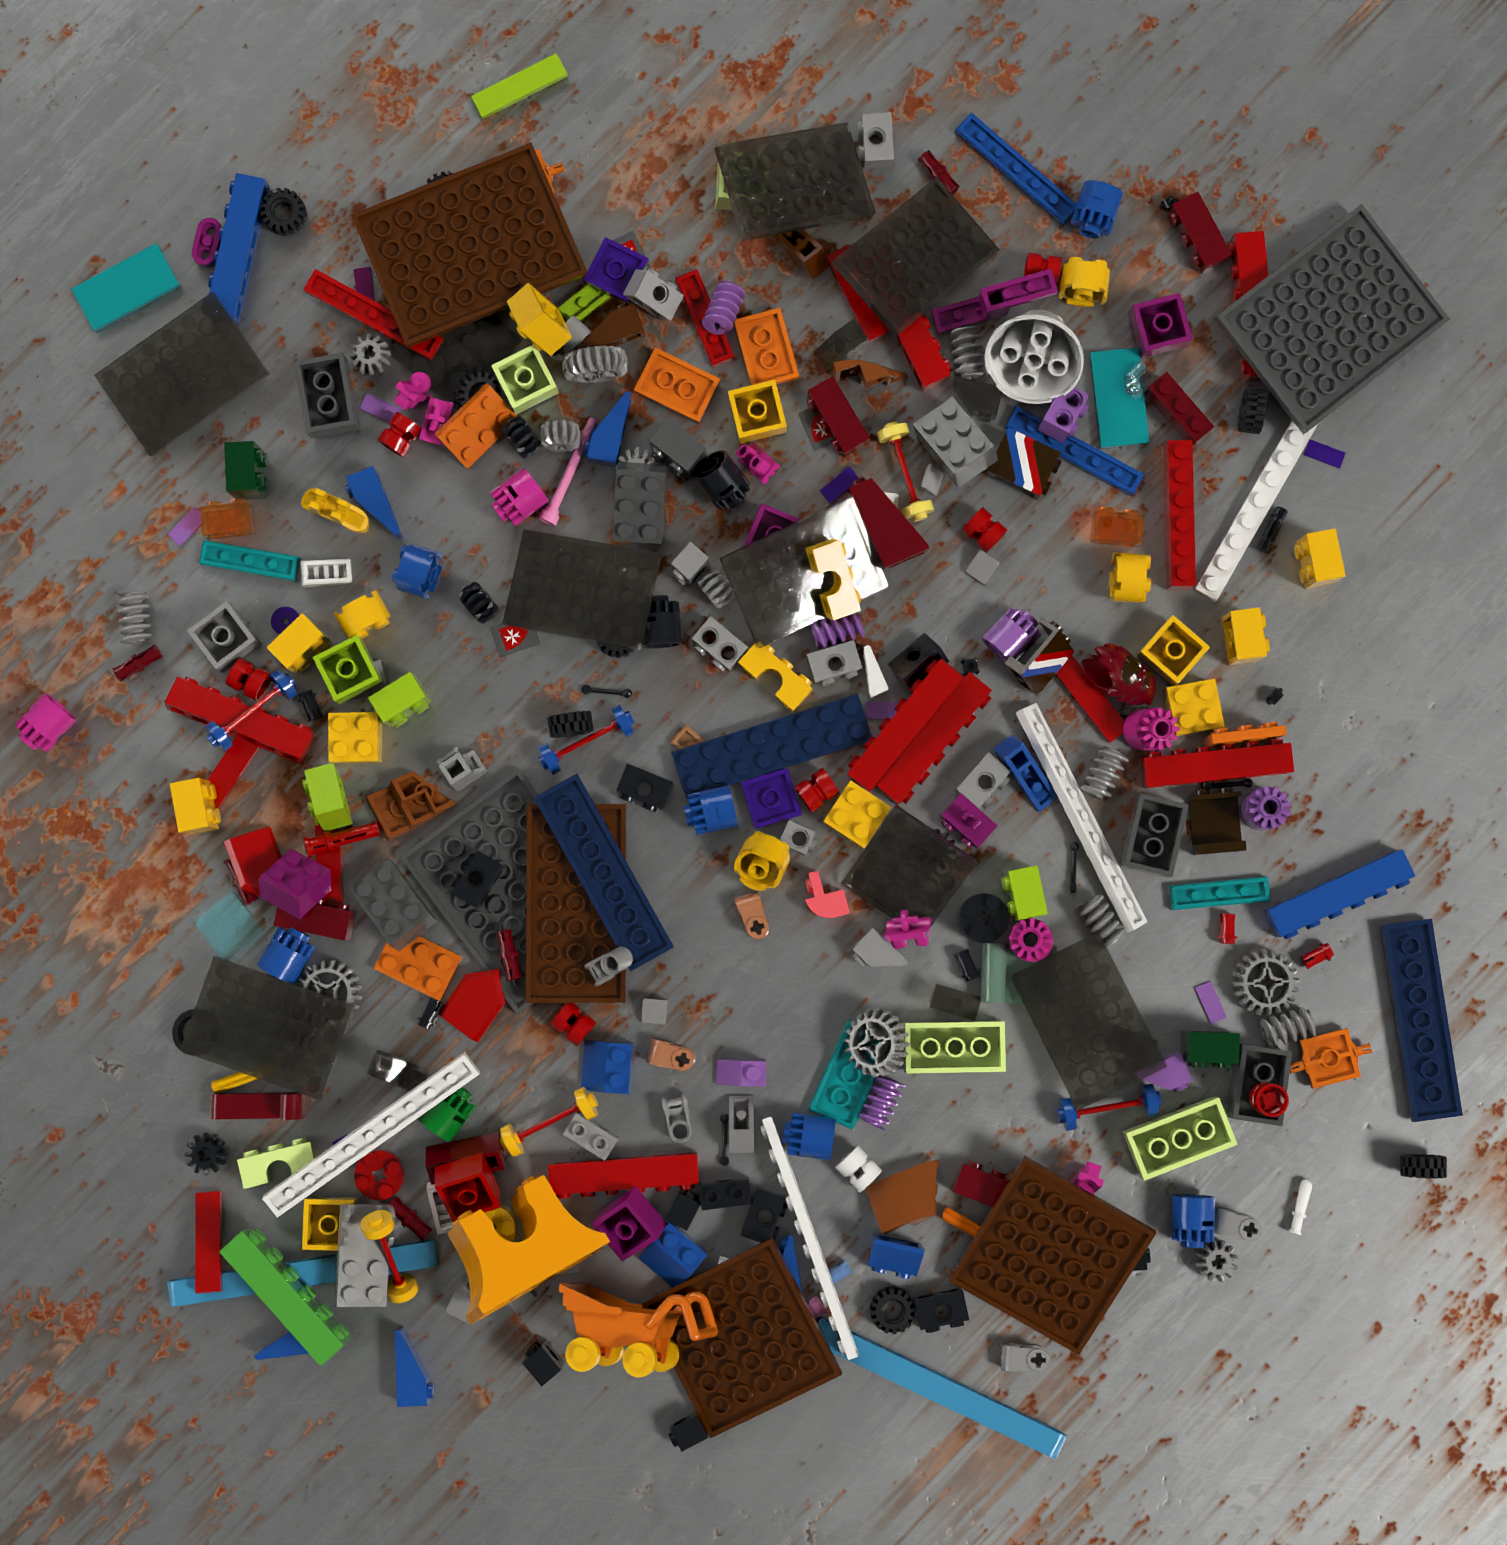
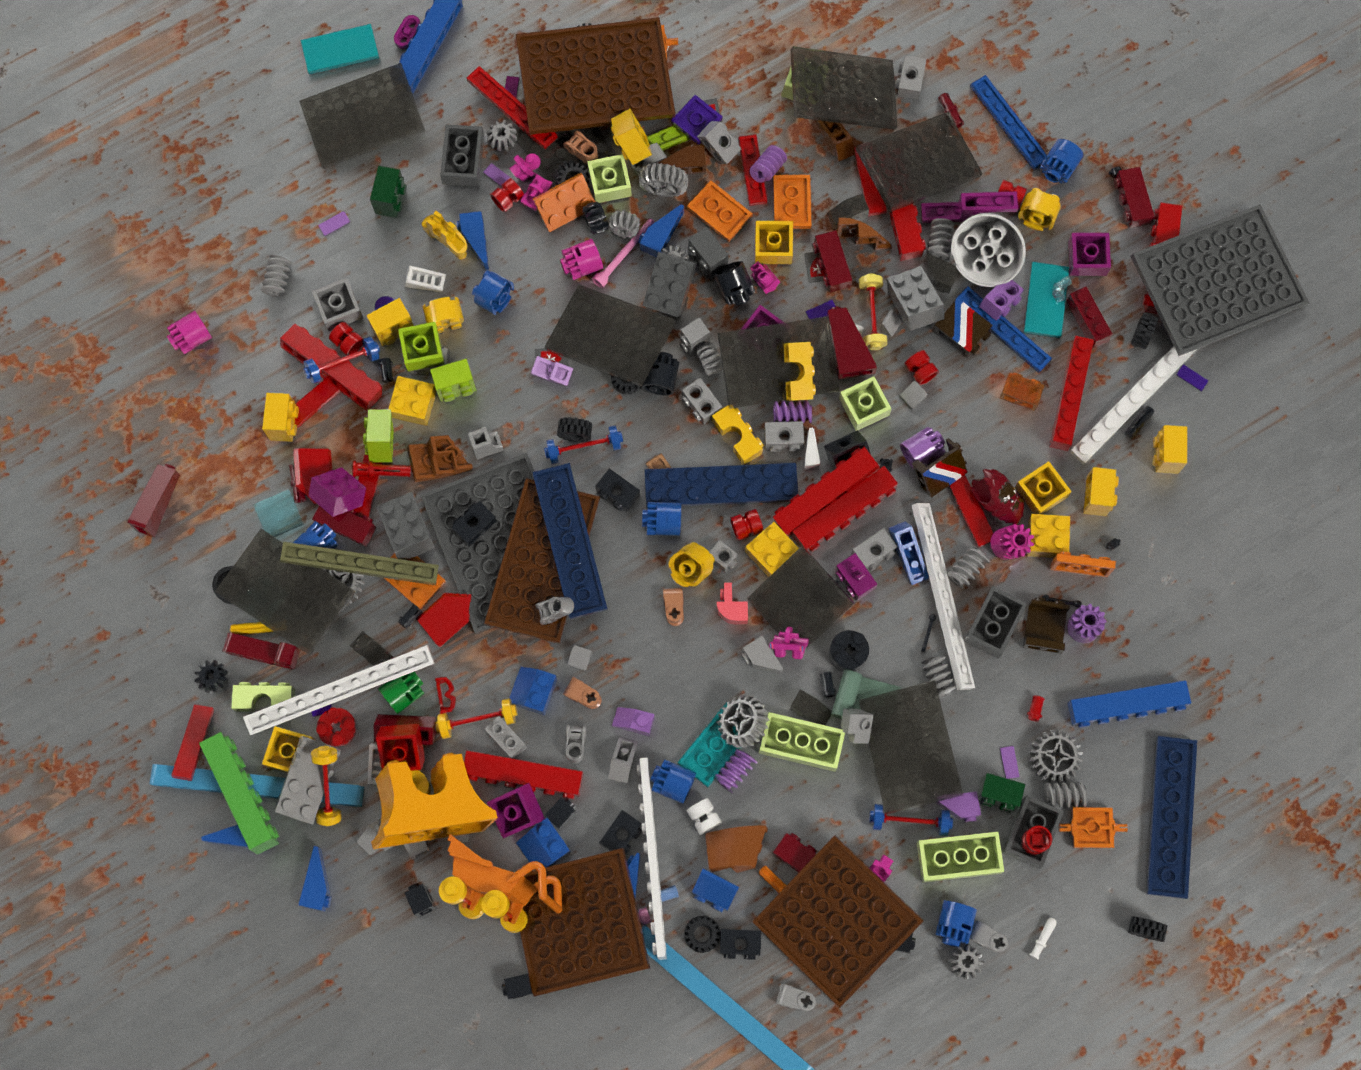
camera: 15 degrees right, 10 degrees down
(68, 951) = (154, 500): none -> dark red slope
(137, 663) = (269, 308): dark red pin -> none
(227, 519) = (364, 223): clear orange brick -> none
(249, 560) = (372, 258): teal tile -> none
(283, 197) = (464, 15): black tyre -> none
(349, 969) = (359, 563): none -> olive plate
(410, 1219) = (350, 766): dark red pin -> none
(475, 345) = (579, 146): none -> nougat piece
(478, 602) = (531, 326): black gear -> none
(506, 1120) = (440, 680): none -> red helmet
(508, 955) = (481, 585): dark red pin -> none
(520, 652) = (551, 371): none -> lavender slope
(581, 1027) = (520, 654): red wheel -> none
(586, 689) = (593, 410): black hinge -> none
(724, 1160) = (602, 785): black hinge -> none
(725, 1193) = (596, 808): black brick -> none
(771, 798) = (710, 522): dark purple plate -> none
(880, 710) = (806, 479): medium lavender window -> none
(925, 596) = (865, 403): none -> yellowish green brick
(1016, 1010) = (857, 725): none -> light grey brick
(1024, 893) = (886, 639): lime brick -> none
(1041, 949) = (886, 682): dark pink gear -> none
(1129, 577) = (1022, 427): yellow brick -> none
(1217, 765) = (1057, 583): red brick -> none
(1219, 893) = (1036, 681): teal tile -> none
(1317, 955) = (1101, 747): red pin -> none

